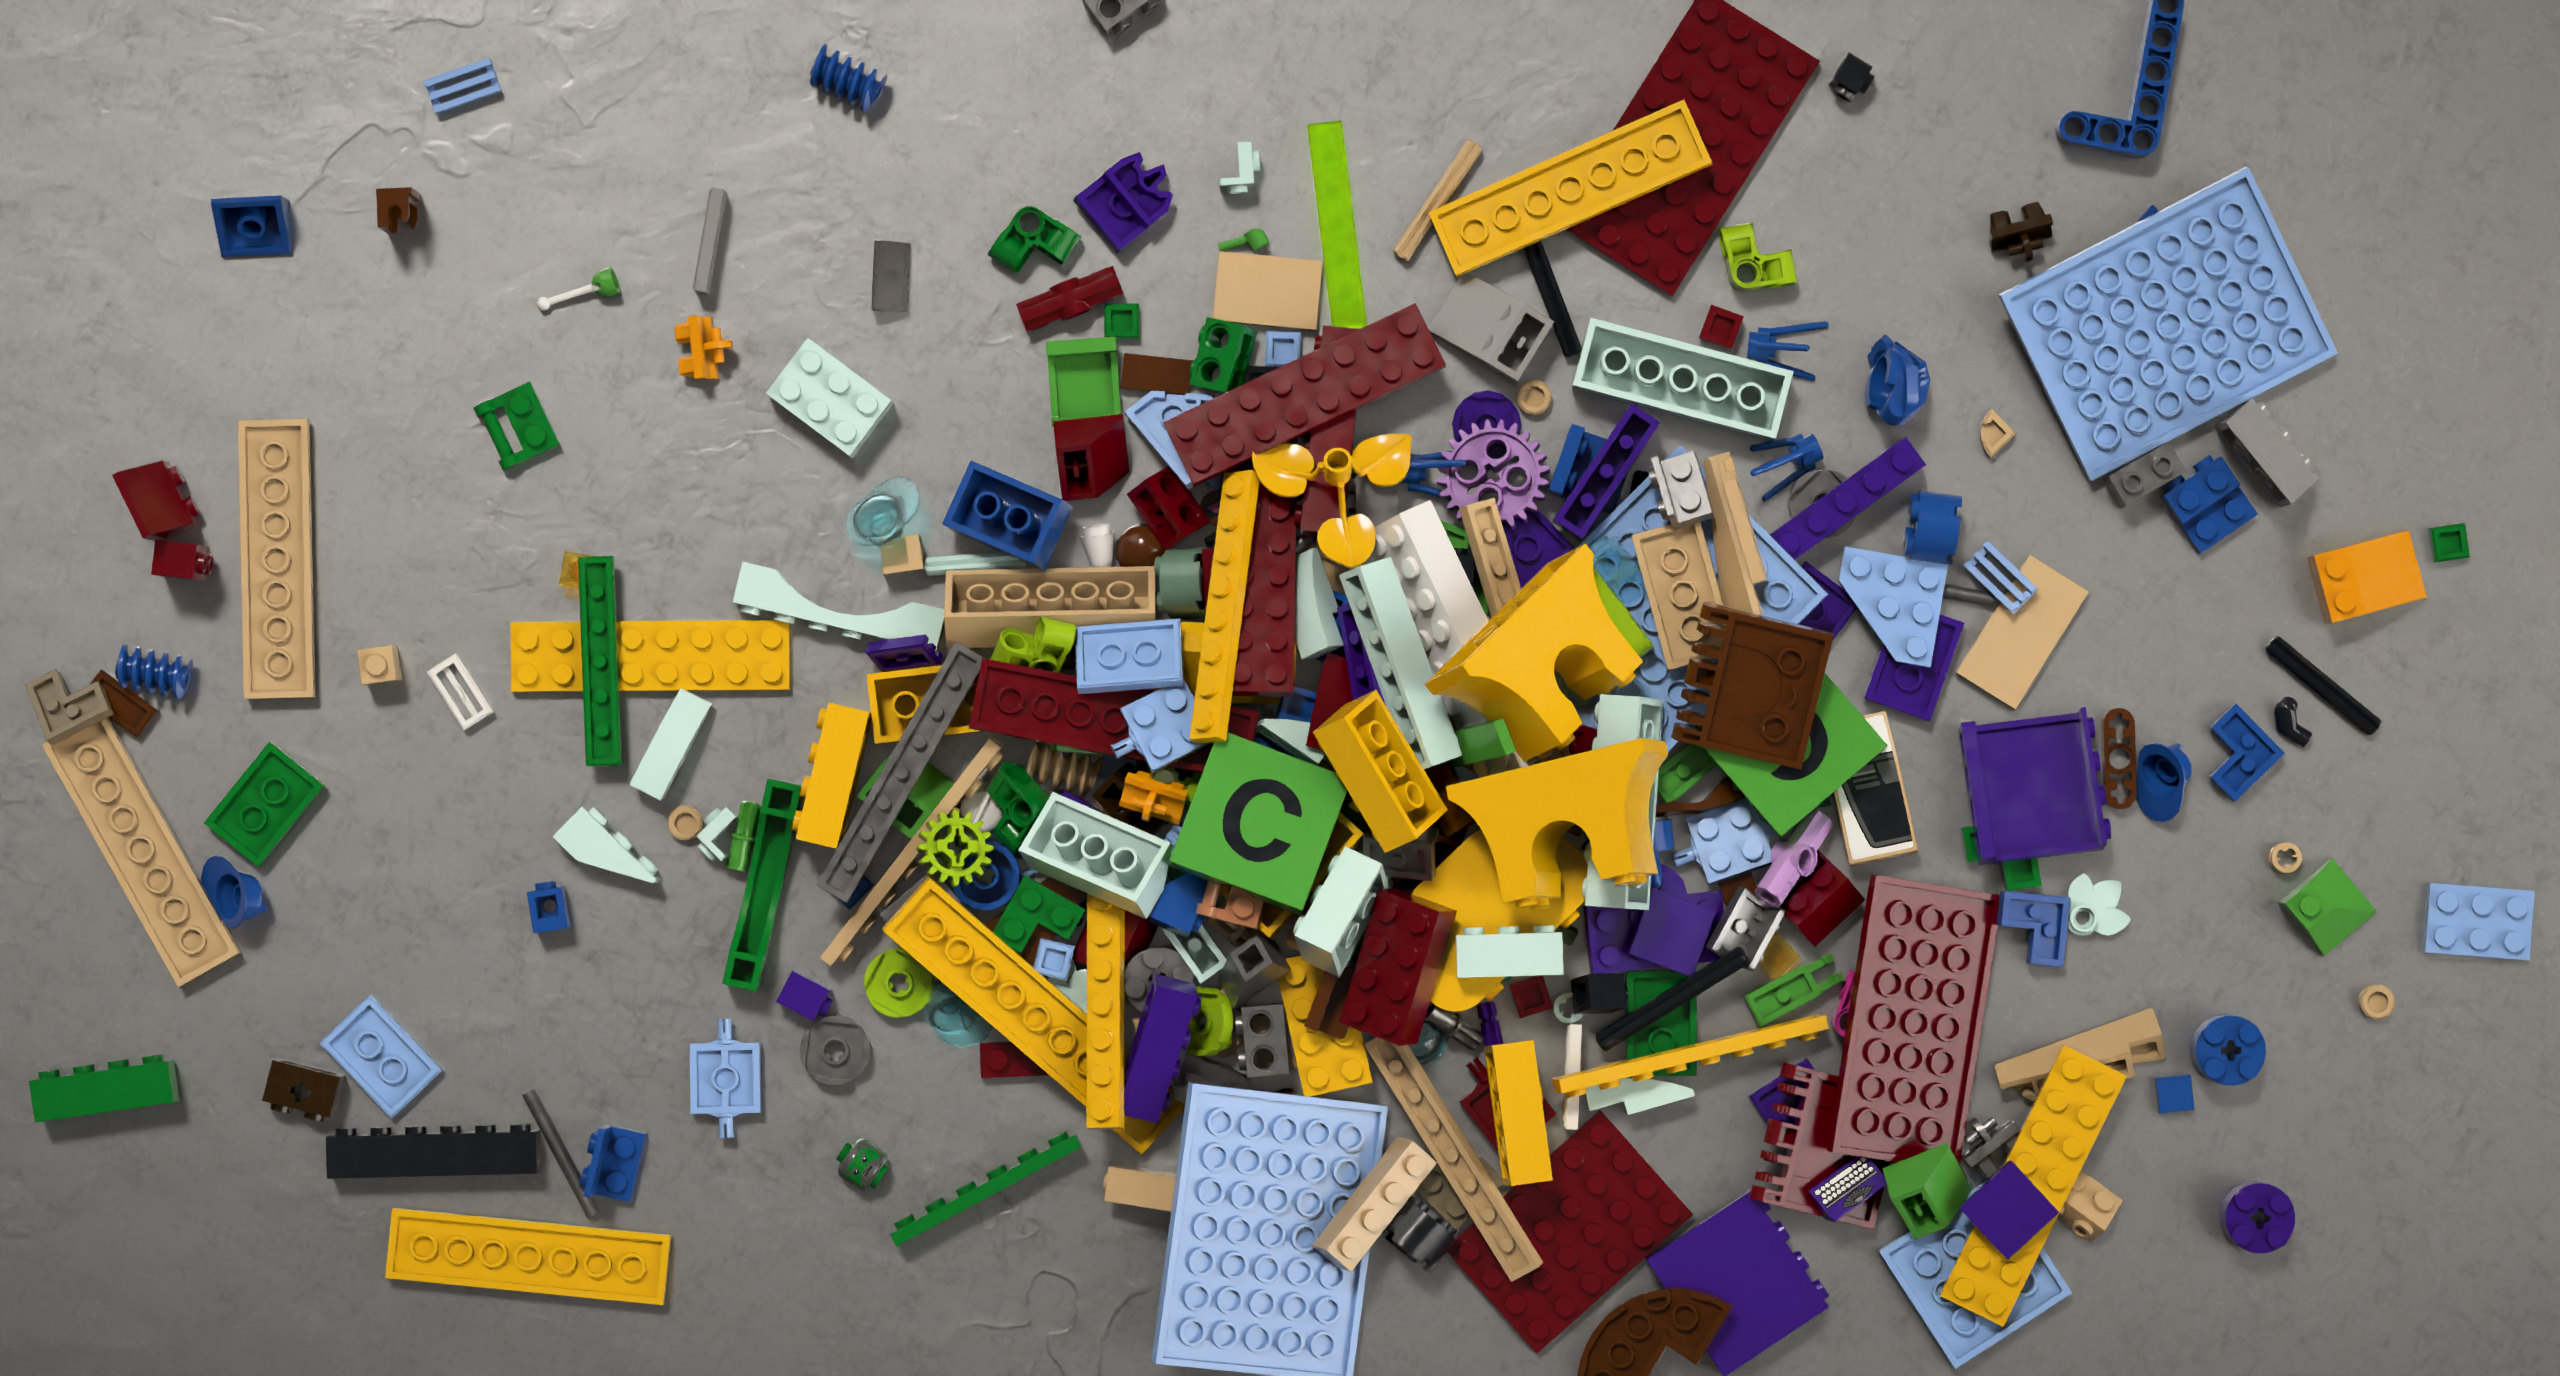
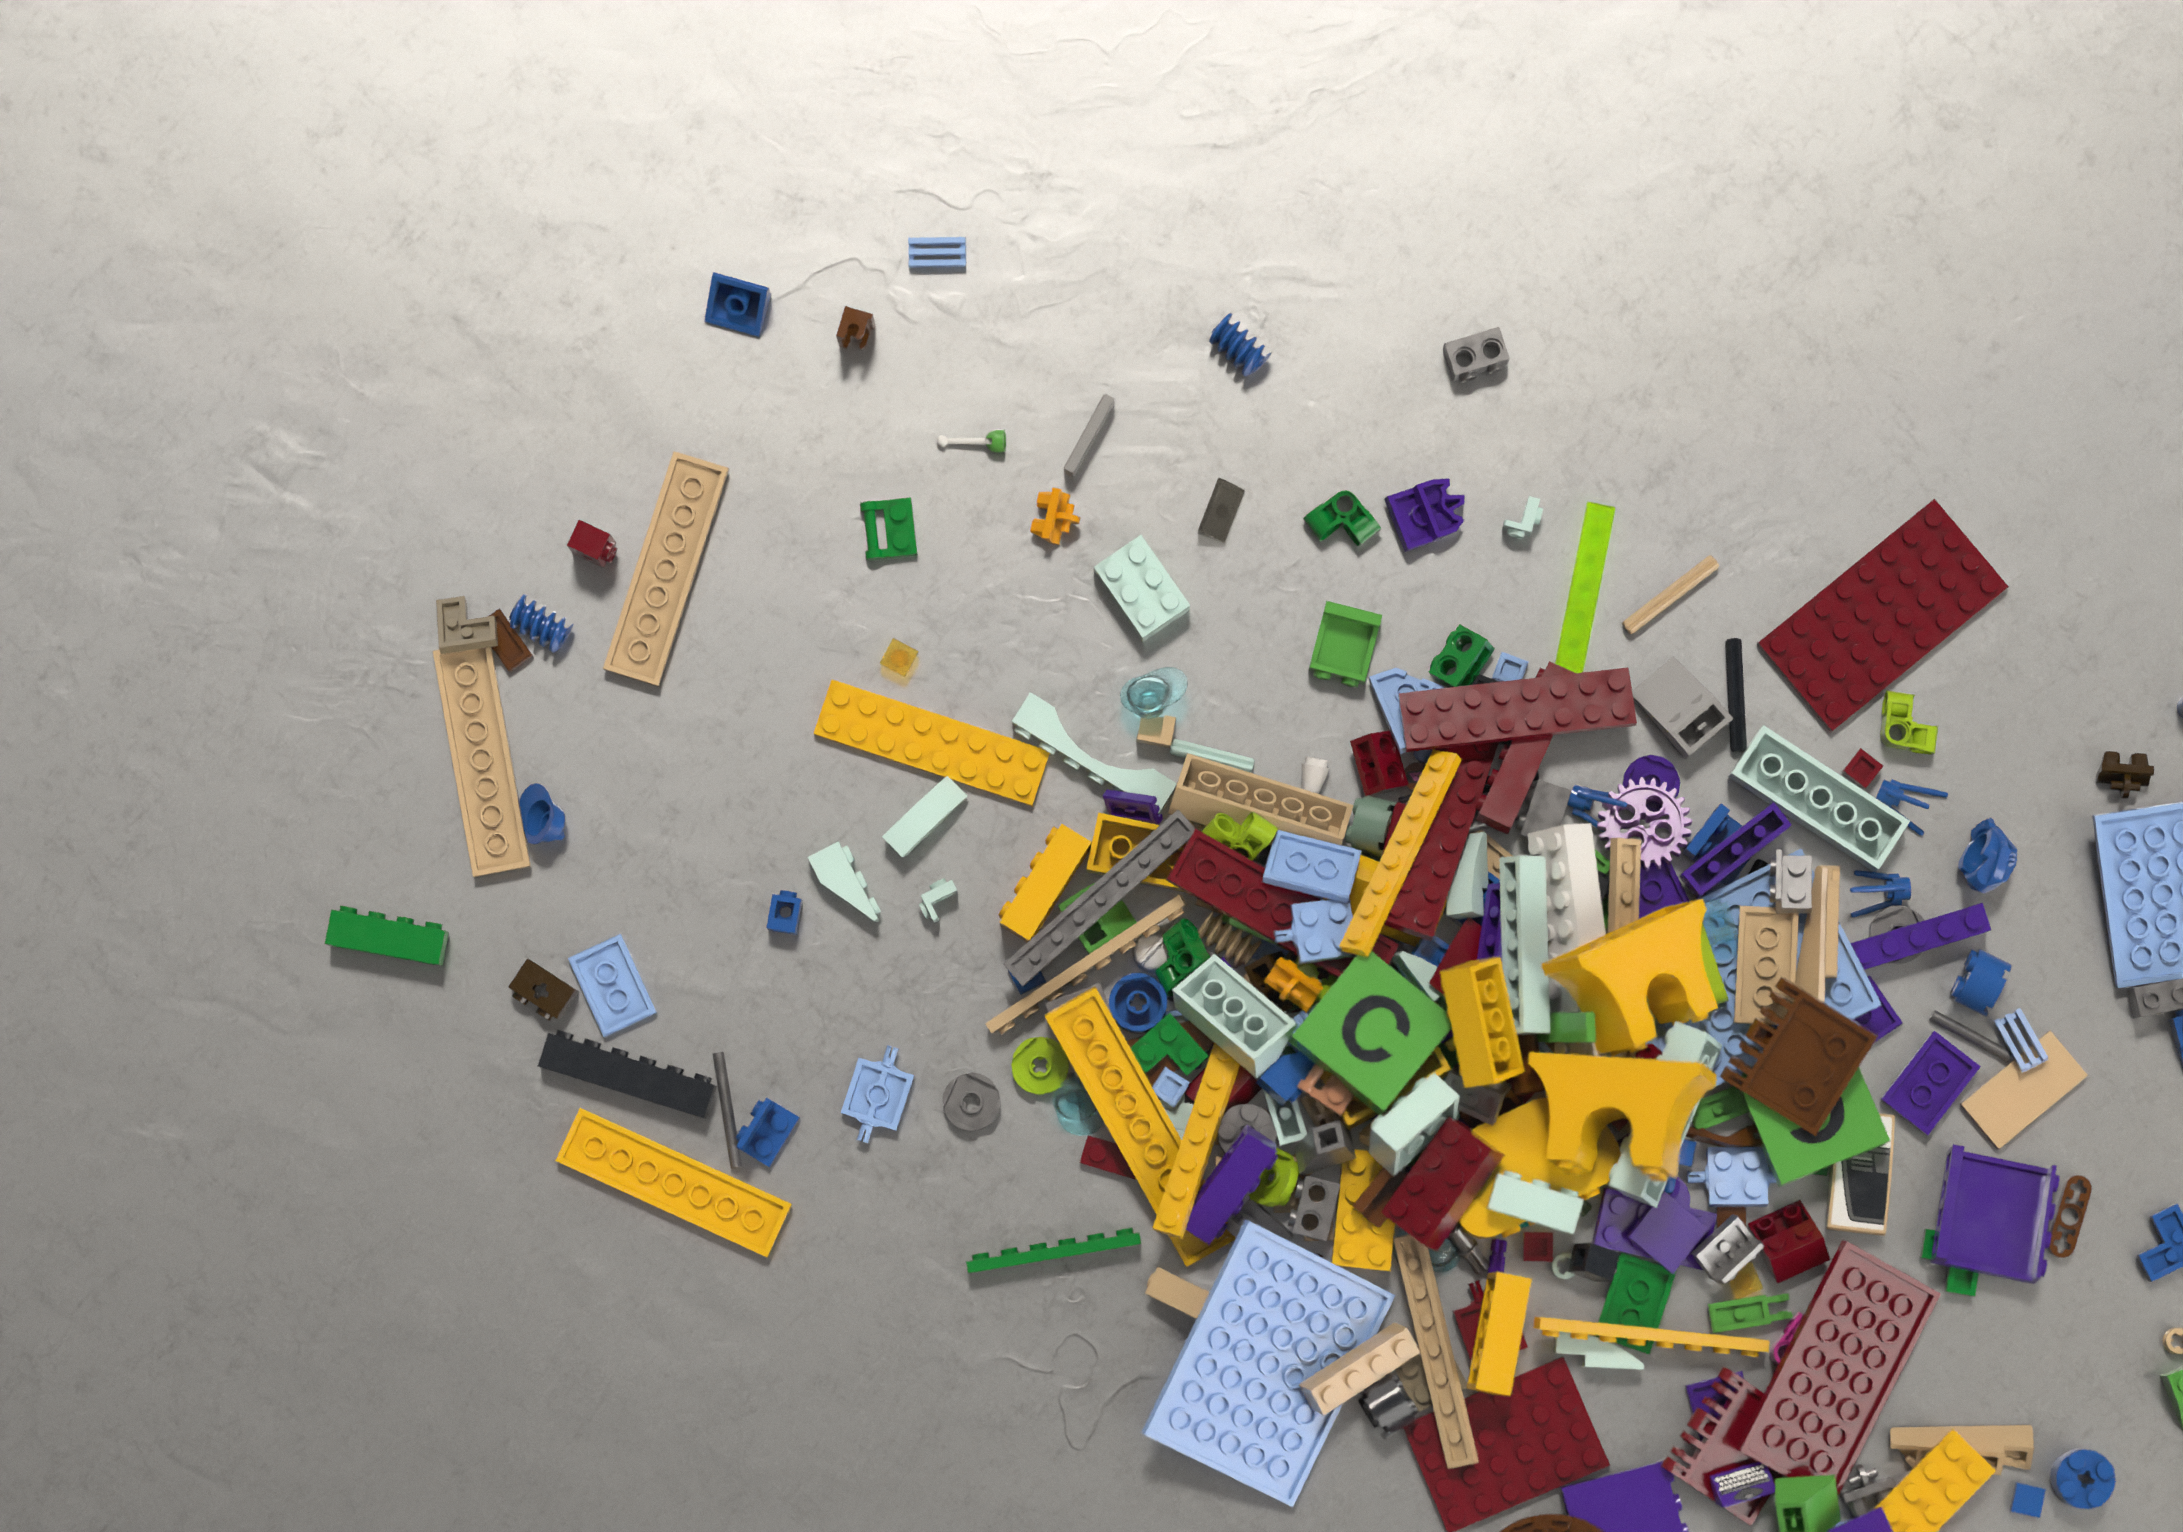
camera: 25 degrees right, 5 degrees down
(157, 500) = (591, 490): dark red slope -> none
(264, 804) = (590, 756): green plate -> none
(379, 665) = (717, 678): tan brick -> none
(476, 716) = (779, 744): white tile -> none
(599, 661) = (891, 732): green tile -> none
(685, 822) = (914, 882): tan tile -> none
(743, 836) = (957, 908): bright green axle -> none
(763, 886) = (960, 951): green arch -> none
(805, 996) = (963, 1051): dark purple brick -> none
(862, 1164) = (962, 1199): head -> none
(939, 848) = (1127, 960): lime gear -> none
(1007, 515) = (1251, 725): blue brick -> none
(1069, 299) = (1356, 574): dark red piece -> none
(1090, 455) = (1331, 701): dark red slope -> none
(1121, 320) = (1391, 605): green tile -> none
(1138, 547) = (1344, 786): reddish brown hair -> none
(1156, 374) = (1403, 655): reddish brown tile -> none
(1255, 238) = (1517, 576): bright green hand -> none
(1267, 290) = (1513, 620): tan tile -> none
(1381, 458) = (1561, 782): yellow plant -> none
(1533, 397) = (1695, 774): tan tile -> none
(1570, 188) = (1779, 619): yellow plate -> none
(1572, 1065) = (1553, 1311): white tile -> none
(1672, 998) = (1651, 1285): black axle -> none
(1793, 858) = (1784, 1207): lavender piece -> none
(1851, 77) = (2029, 607): black plate -> none
(1897, 600) = (1932, 1030): light blue plate -> none
(1994, 433) = (2052, 925): tan tile -> none
(2046, 920) = (1969, 1325): blue plate -> none
(2099, 904) = (2015, 1328): light aqua plate -> none
(2161, 780) = (2098, 1244): blue piece -> none

